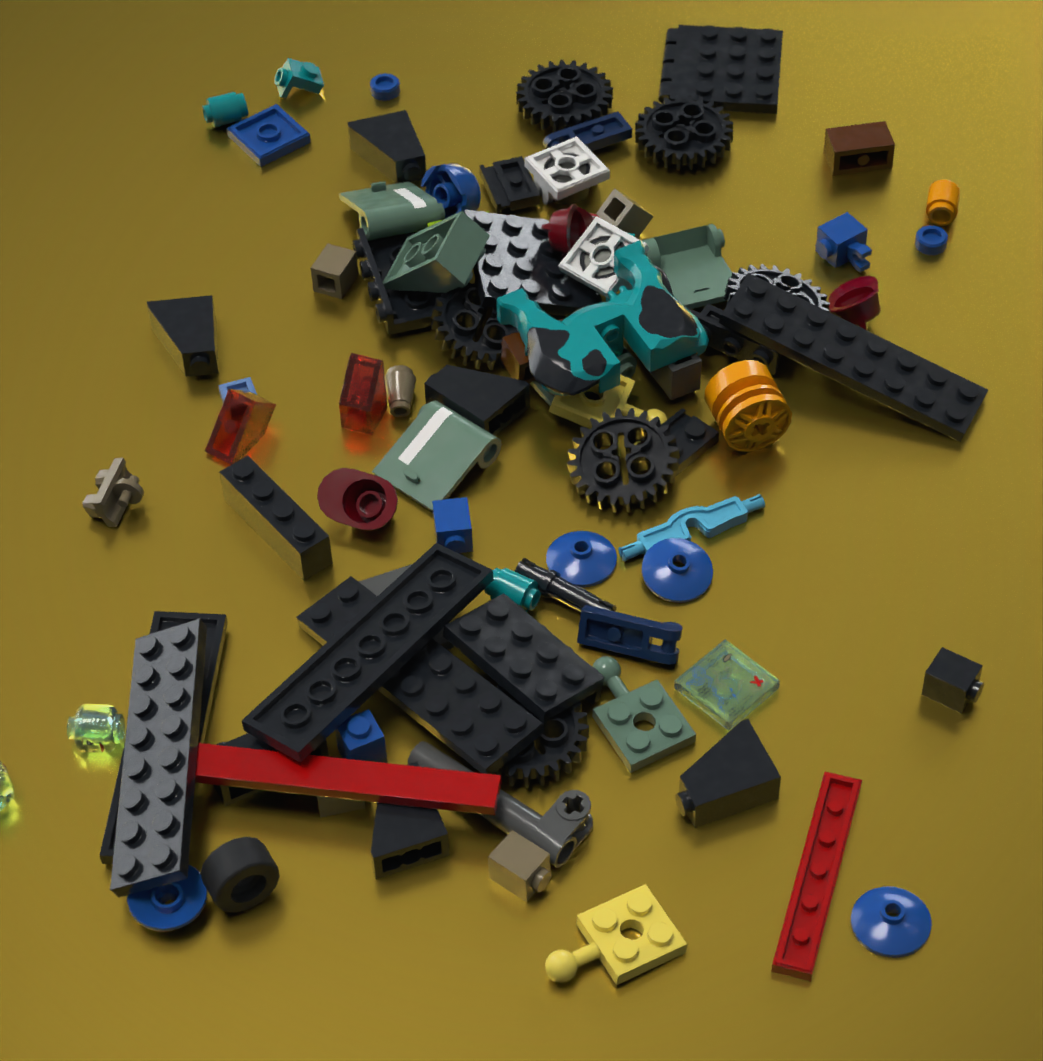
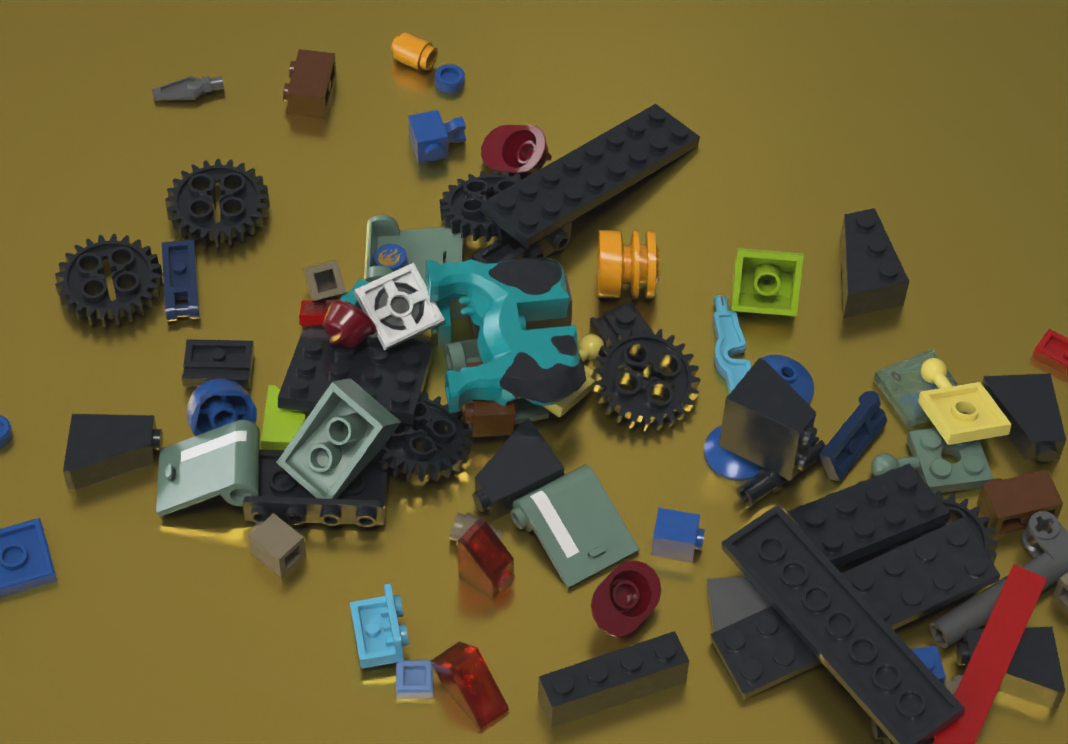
camera: 75 degrees left, 5 degrees up
(187, 332) = (312, 701): black slope -> none
(273, 354) = (377, 629): none -> medium azure bracket
(516, 586) = (775, 495): teal brick -> none
(566, 172) = (235, 306): white piece -> none
(593, 540) = (768, 422): none -> black slope
(614, 794) = (1015, 499): none -> reddish brown brick
(677, 255) = (391, 256): none -> blue tile
(697, 692) = (960, 411): none -> light yellow plate
(723, 65) = (131, 147): black hinge -> none
(777, 517) = (766, 282): none -> lime slope
(810, 80) = (187, 88): none -> dark grey piece
(859, 599) = (869, 266): none -> black wedge
(953, 680) = (967, 235): black brick -> none

